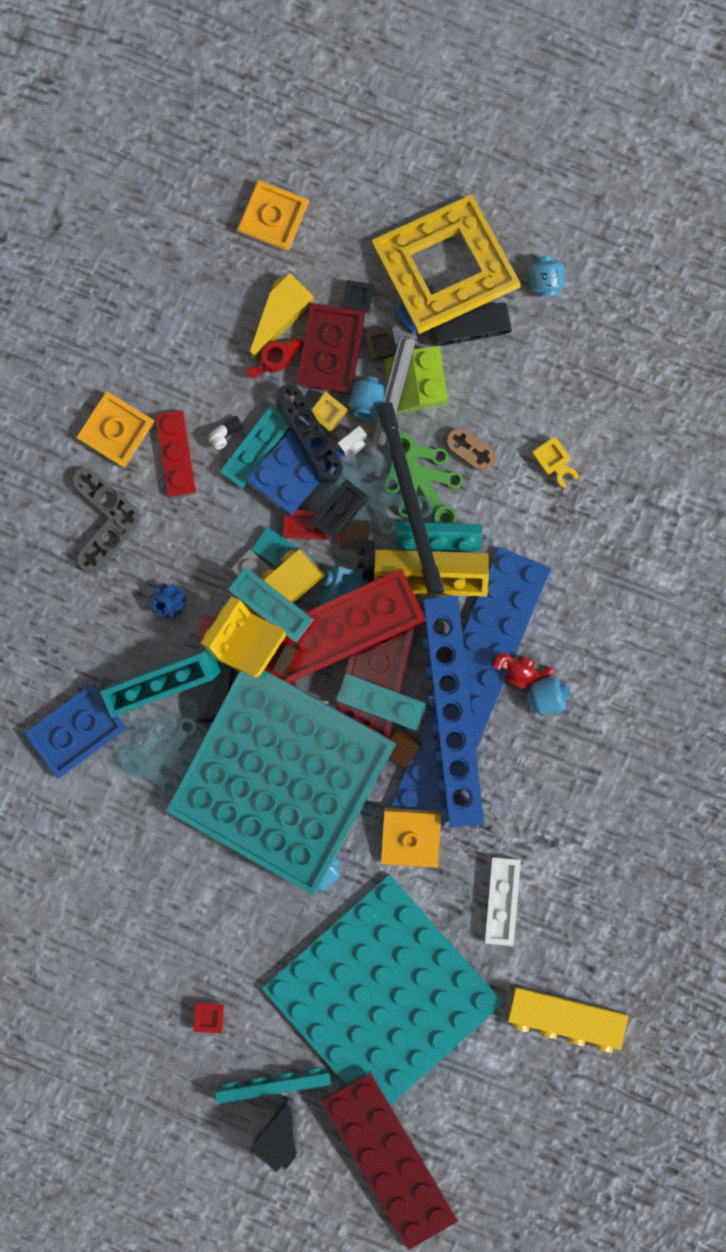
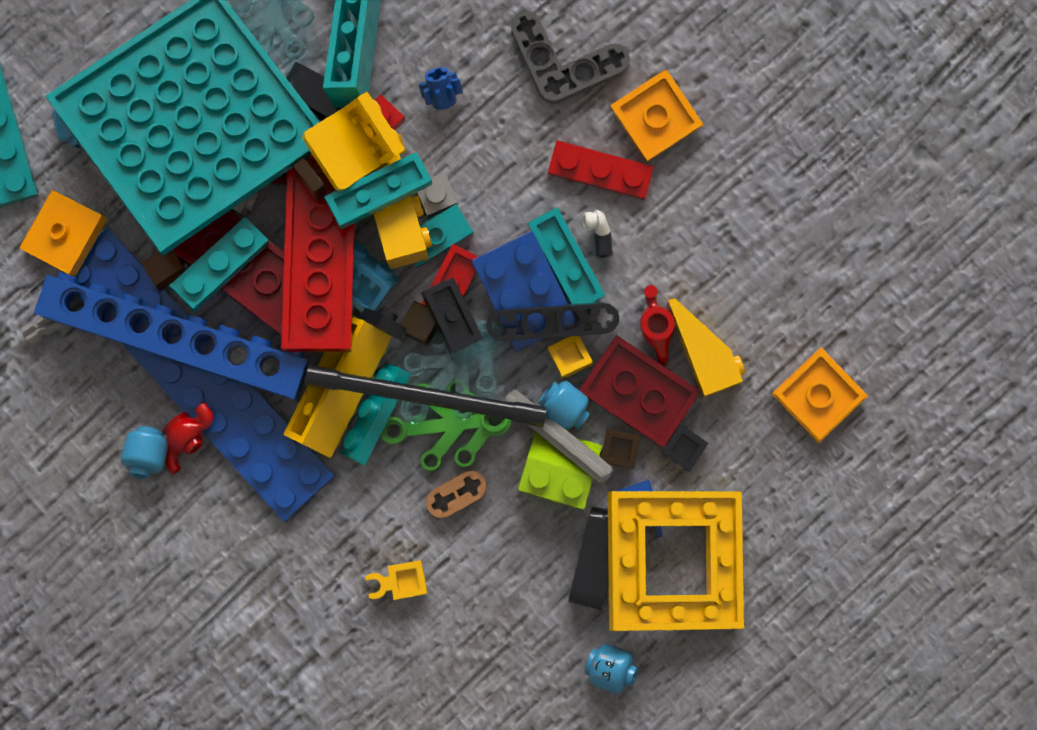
camera: 115 degrees right, 0 degrees up
(353, 442) = (522, 367): white plate -> none

